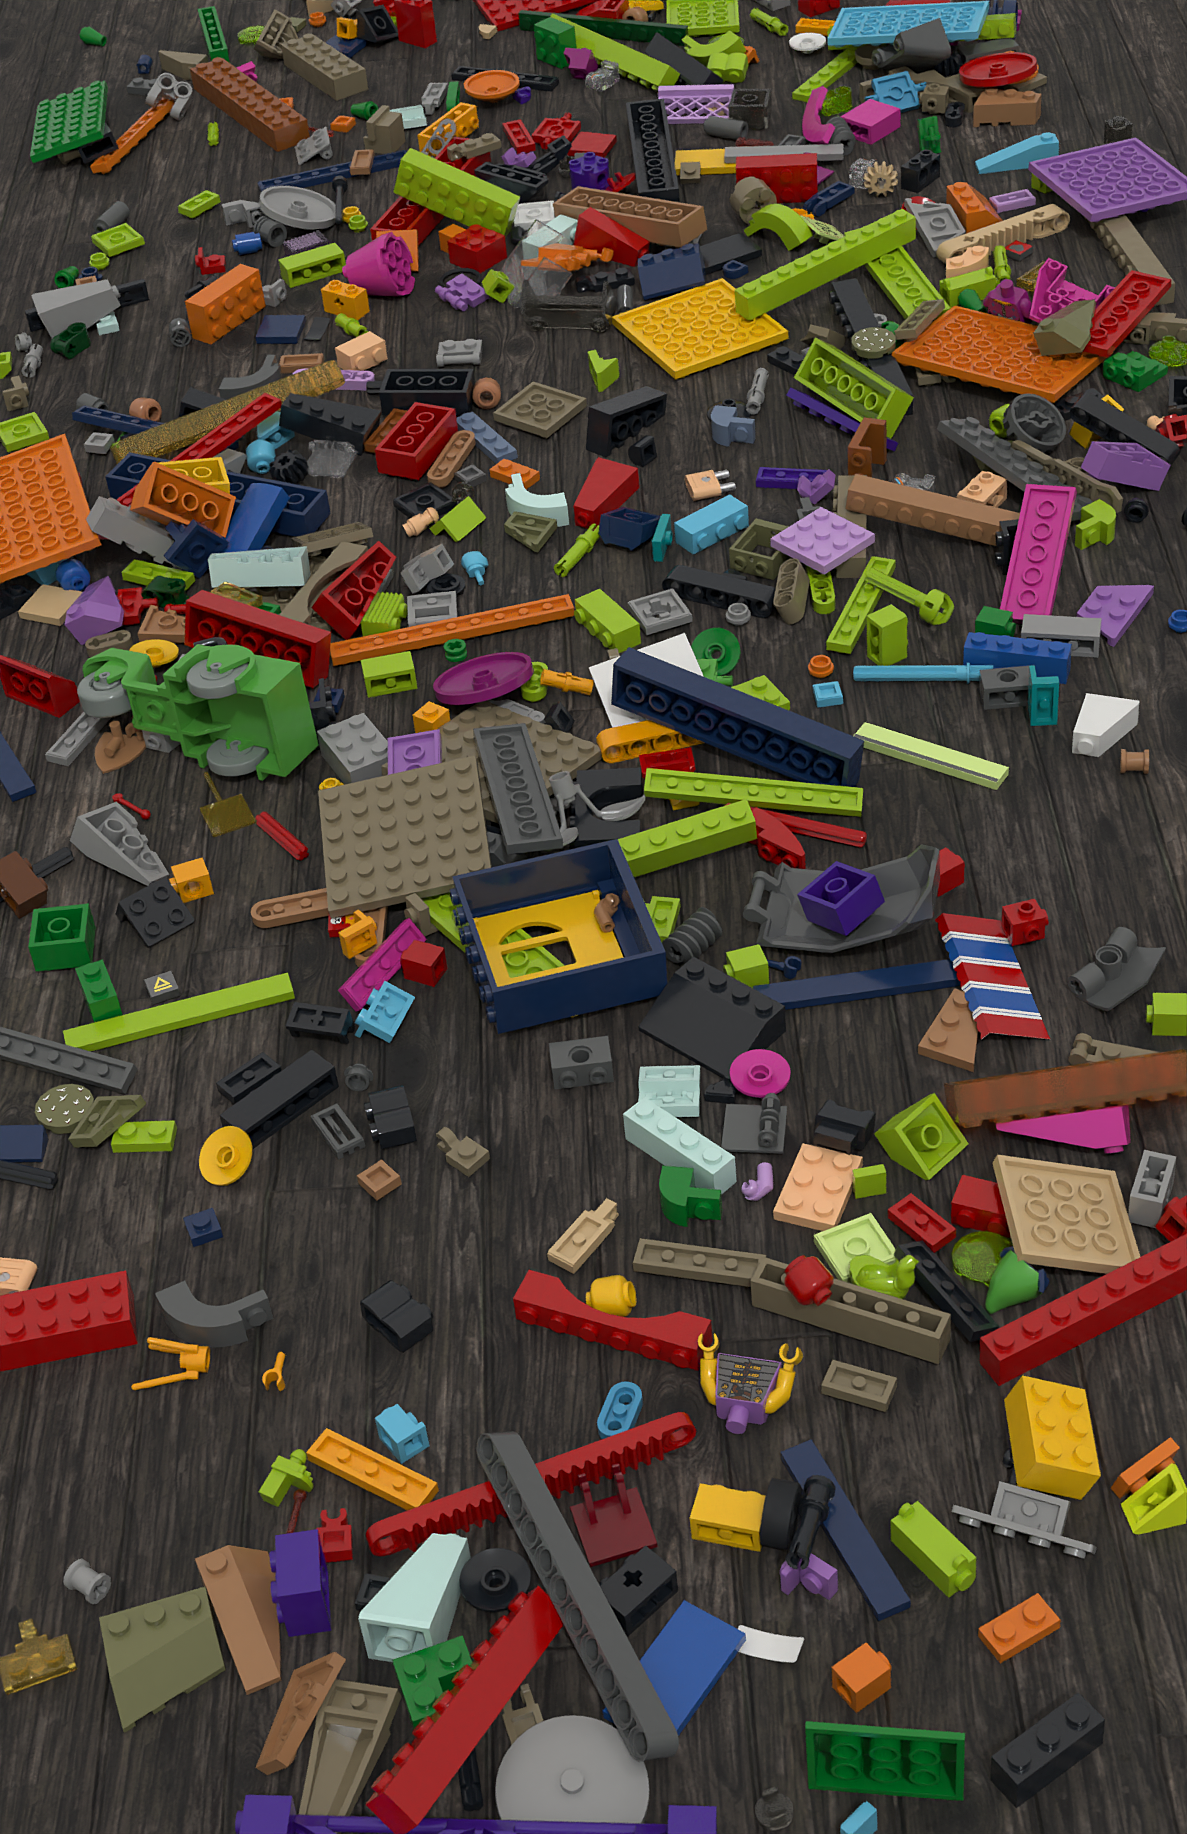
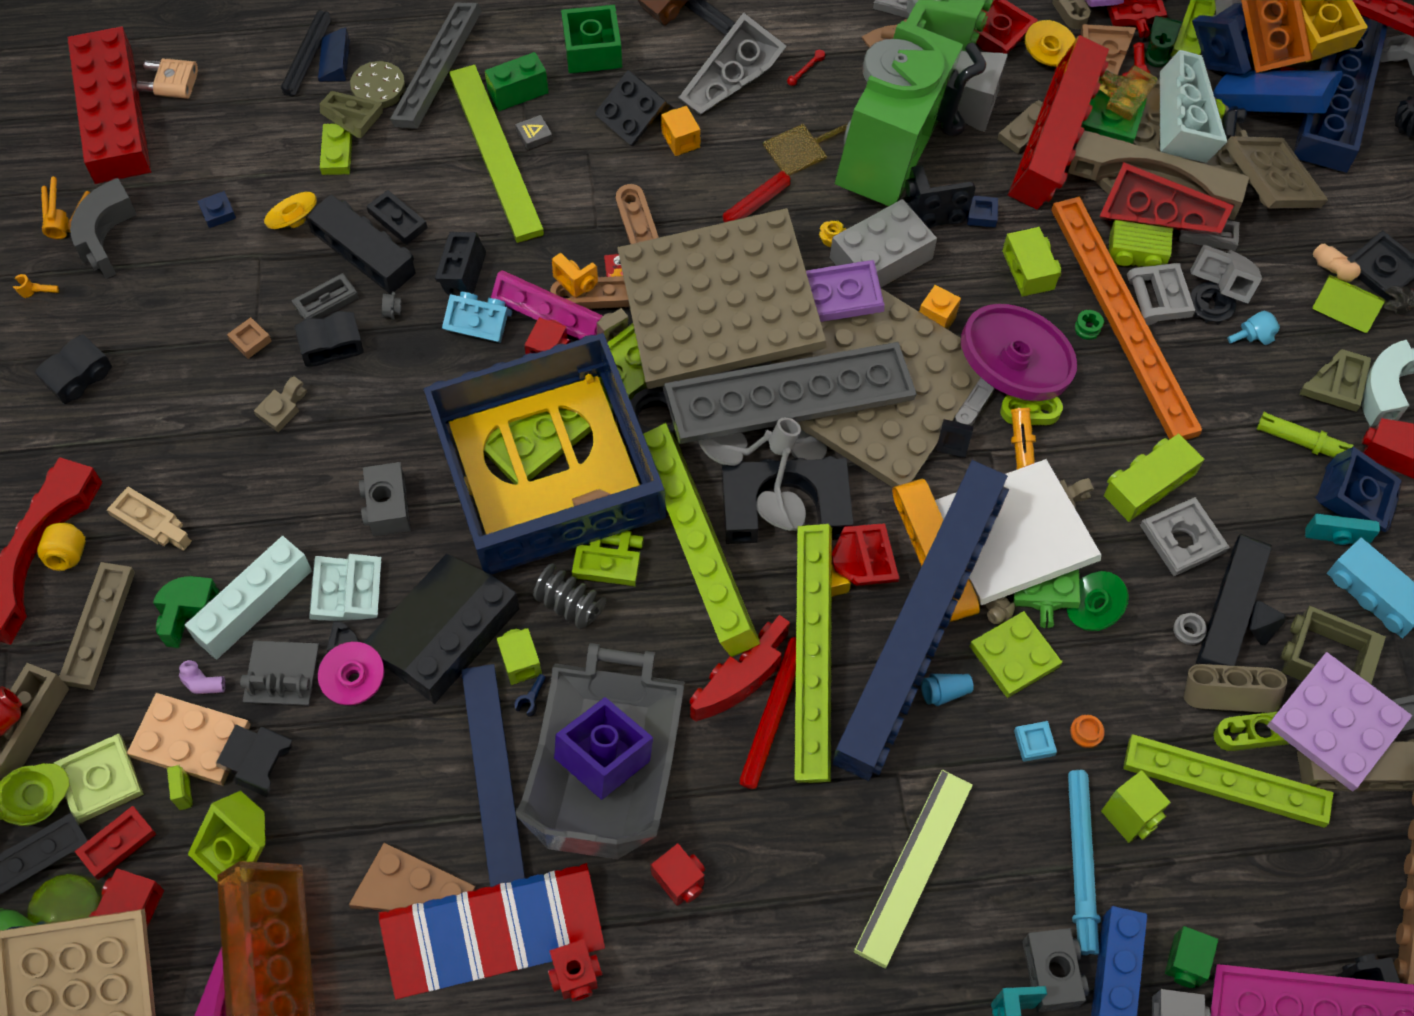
camera: 80 degrees right, 20 degrees up
(928, 604) = (1223, 869): lime piece -> none

